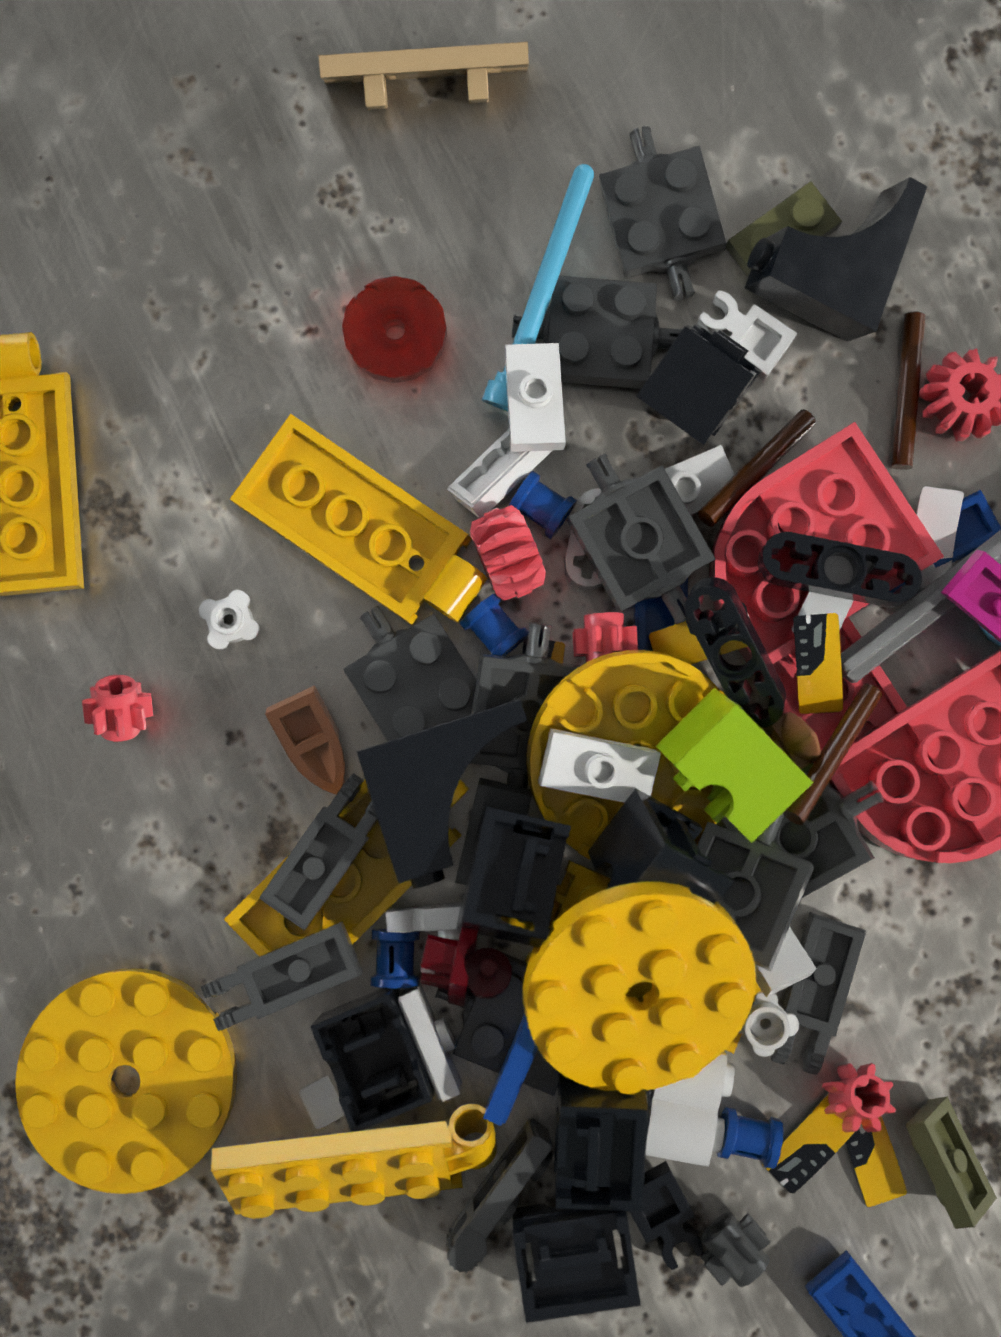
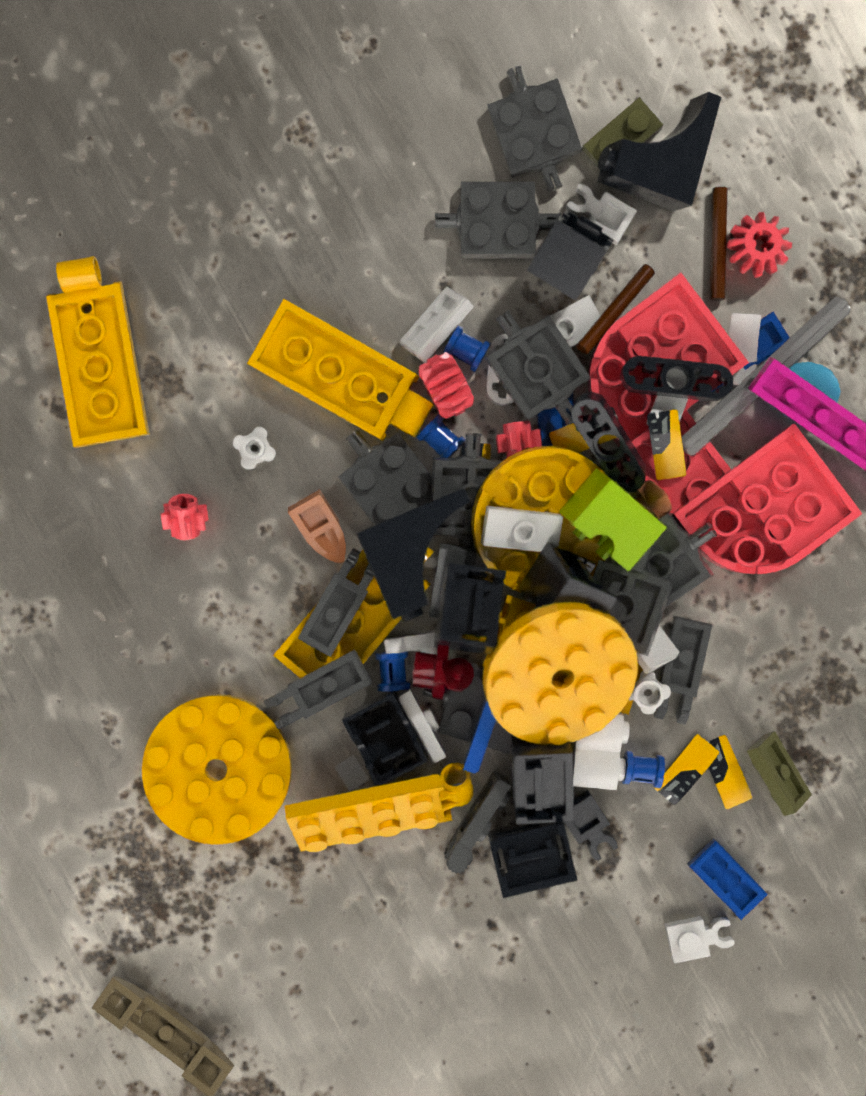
camera: 10 degrees left, 5 degrees up
(380, 66) = (390, 28): tan hinge -> none
(389, 304) = (345, 212): clear red plate -> none
(534, 397) = (455, 274): white plate -> none
(547, 276) = (435, 265): medium azure piece -> none
(735, 1249) = (638, 843): dark grey gear -> none
(834, 752) = (681, 504): reddish brown bar -> none
(868, 1088) = (722, 730): coral gear -> none

